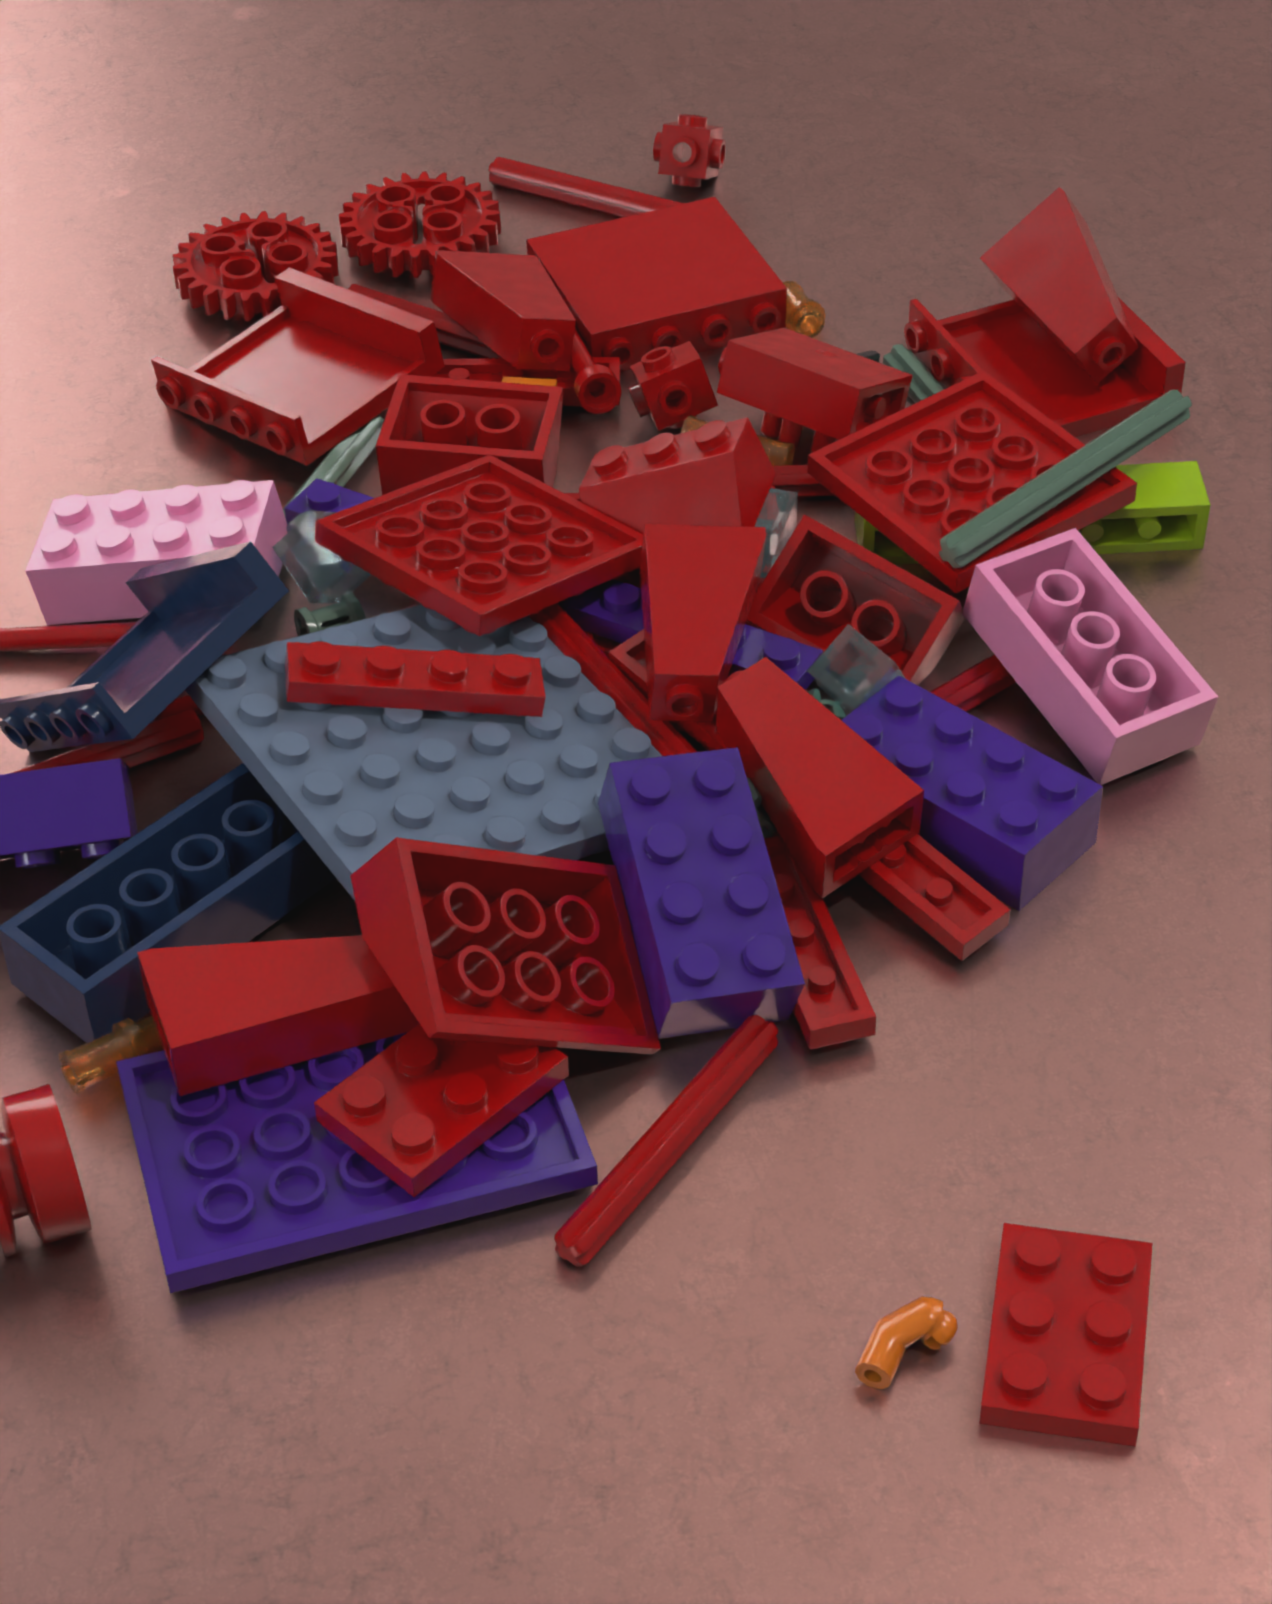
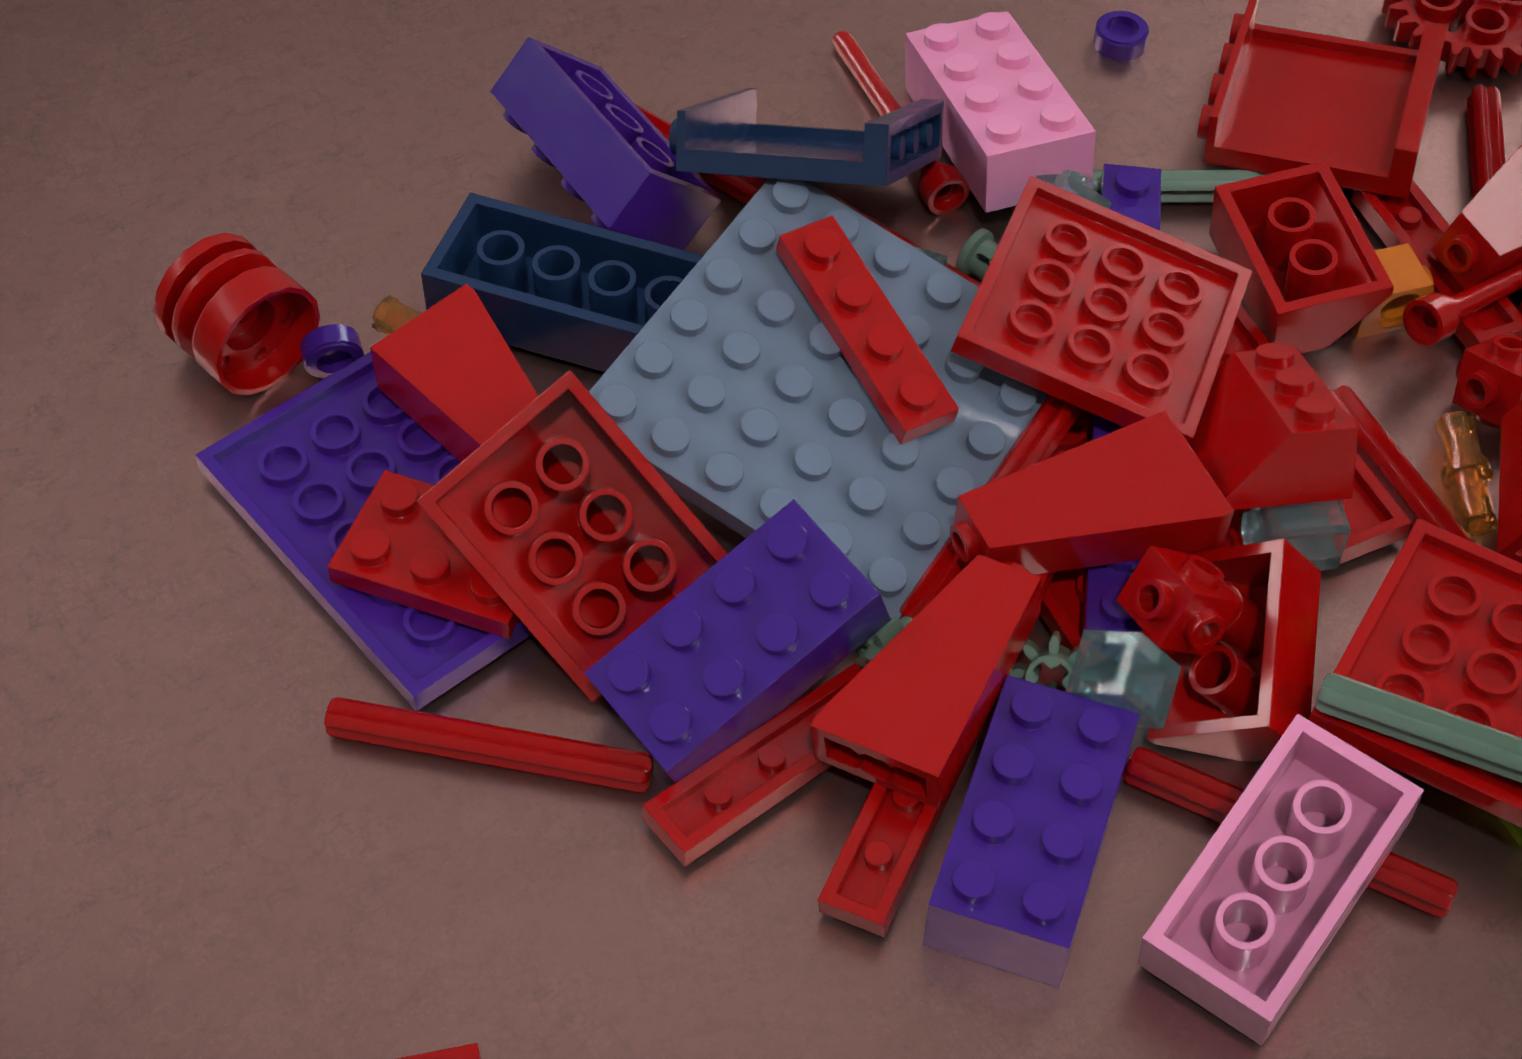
camera: 65 degrees right, 10 degrees up
(94, 1128) = (330, 349): none -> dark purple tile
(104, 468) = (1121, 35): none -> dark purple tile
(803, 613) = (1179, 601): none -> red brick
(897, 1331) = (323, 995): orange arm -> none

